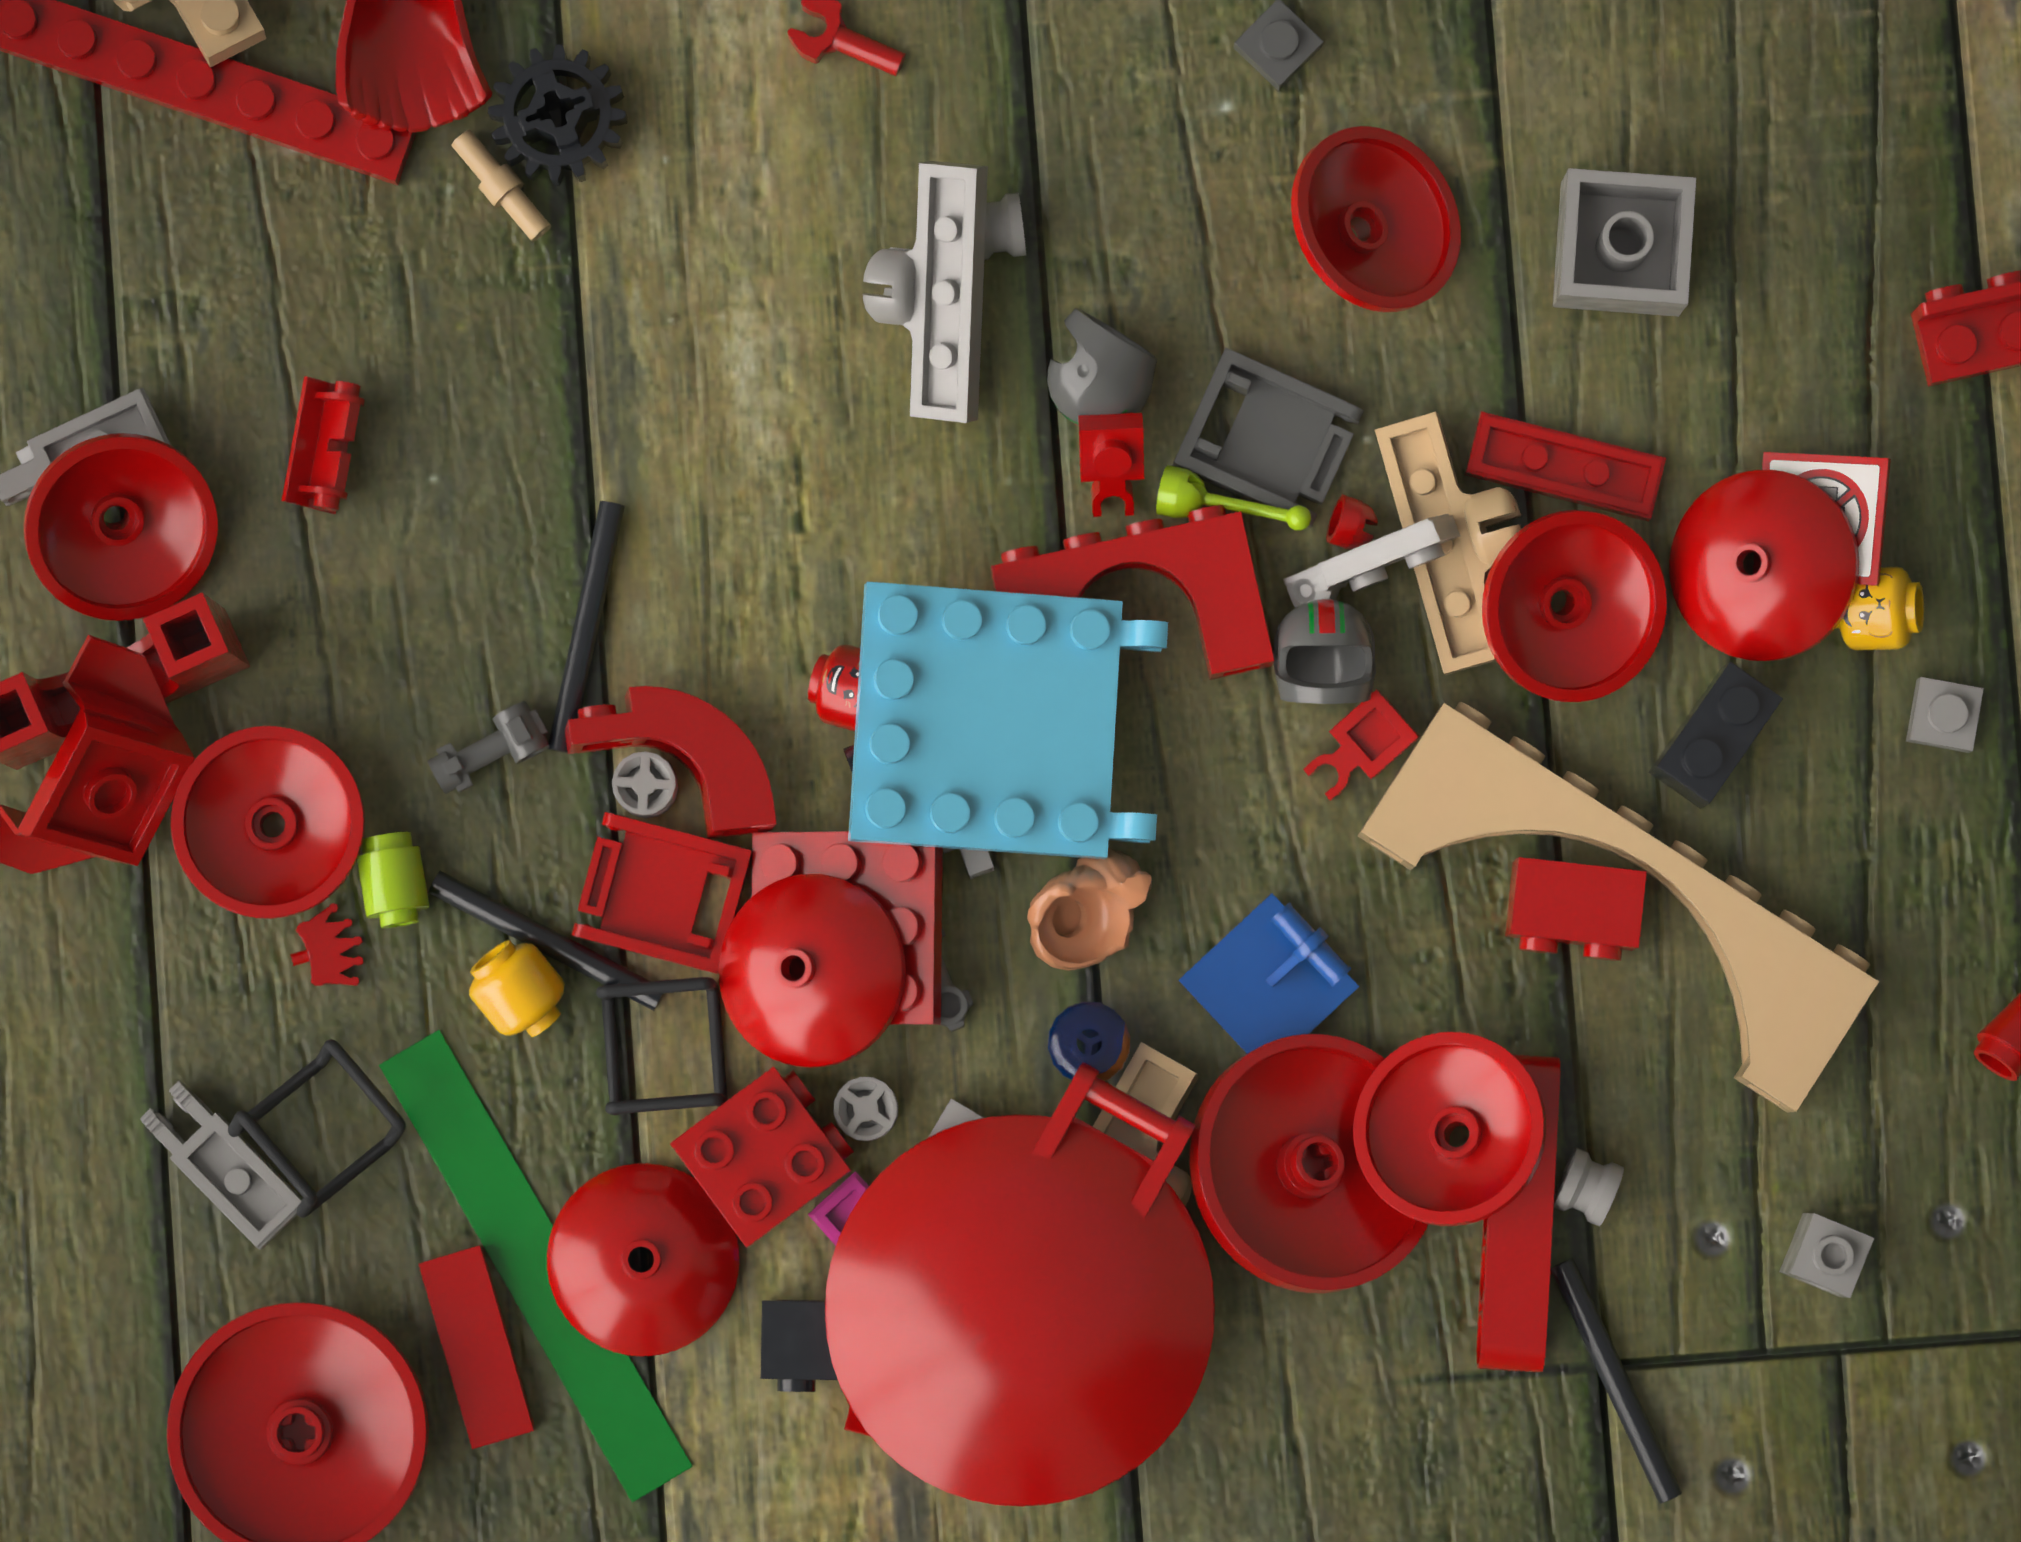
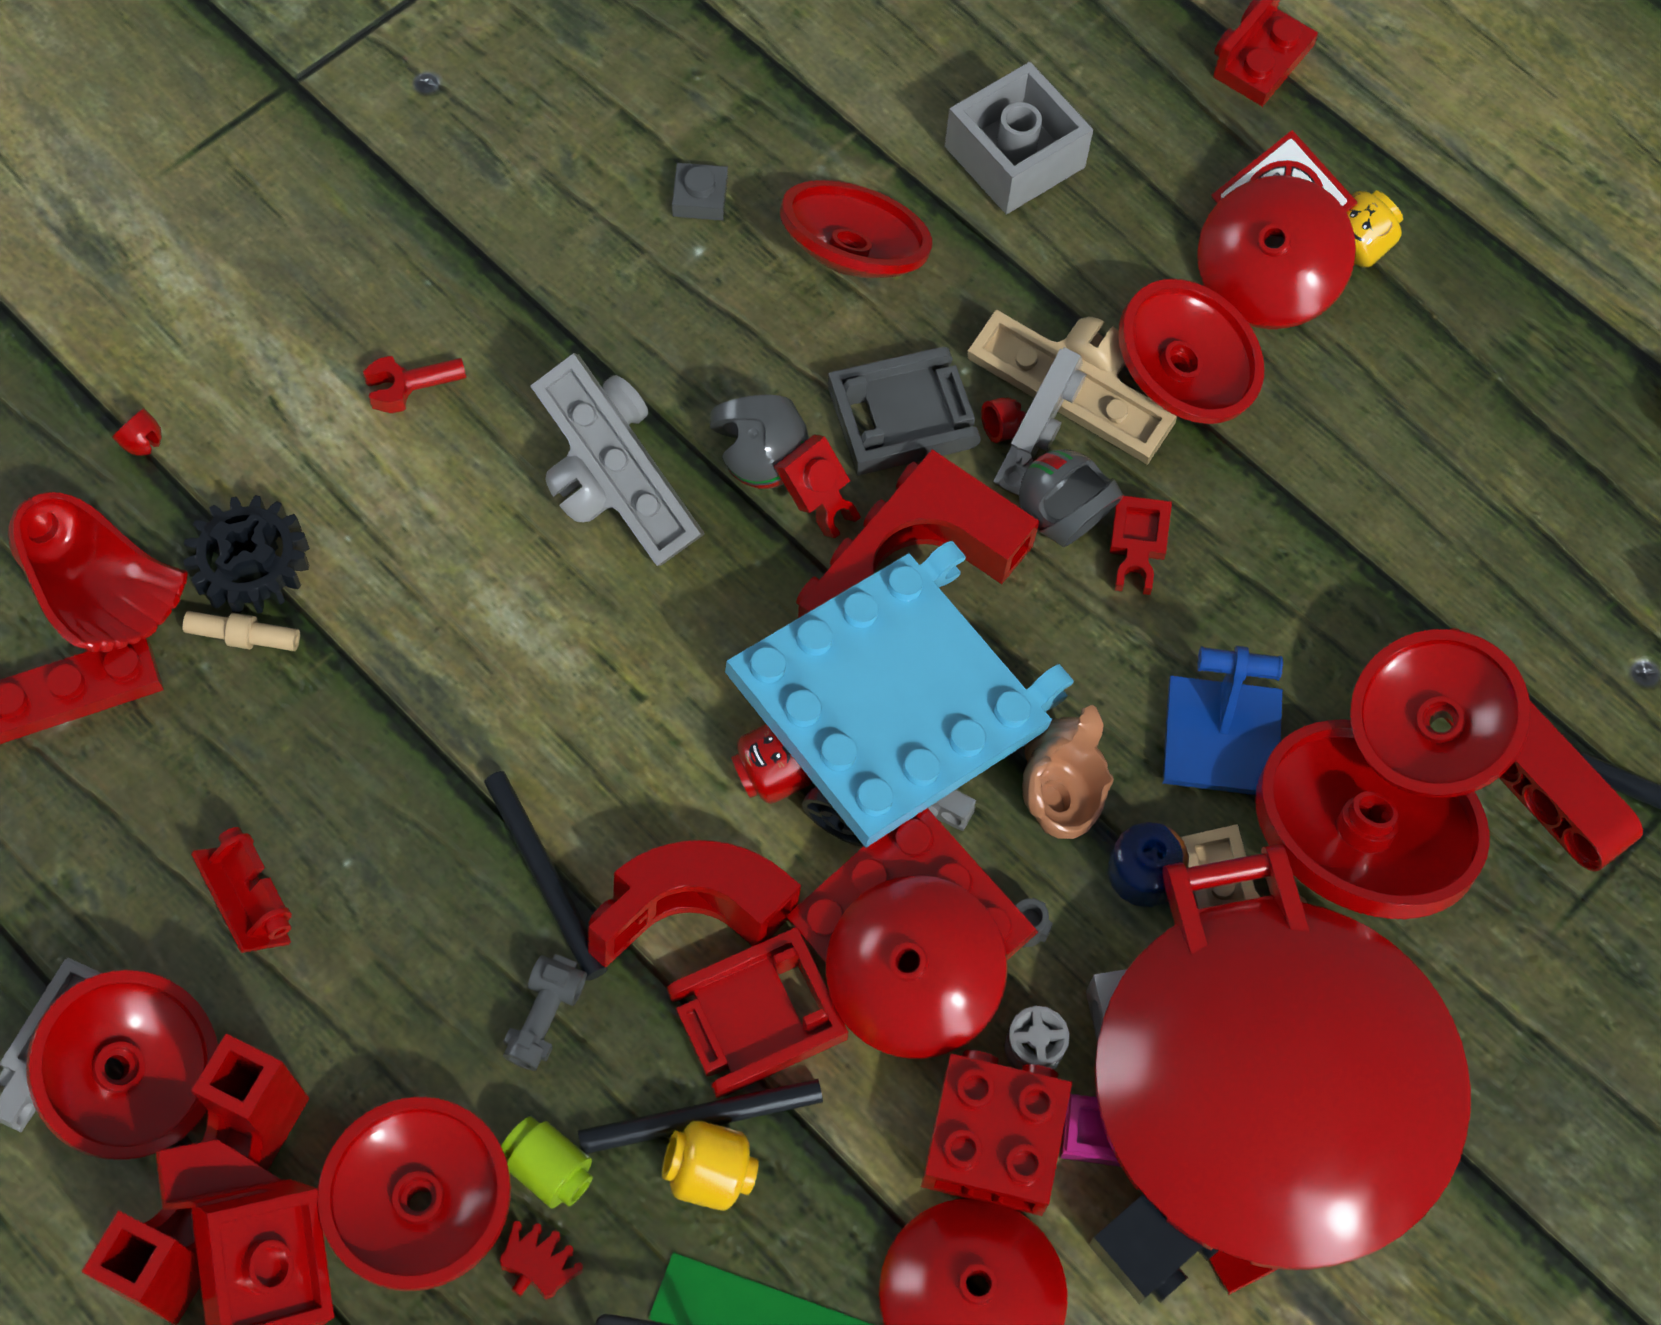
camera: 45 degrees left, 20 degrees down
(616, 1105) = (920, 1121): black piece -> none
(635, 774) = (675, 932): light grey wheel -> none
(1185, 492) = (881, 475): lime hinge -> none
(1565, 466) = (1094, 293): red tile -> none
(1575, 906) = (1364, 531): red brick -> none
(1588, 1186) = (1555, 691): light grey wheel -> none
(1715, 735) = (1346, 366): black brick -> none
(1785, 987) = (1536, 478): tan arch -> none
(1944, 715) = (1458, 264): light grey plate -> none

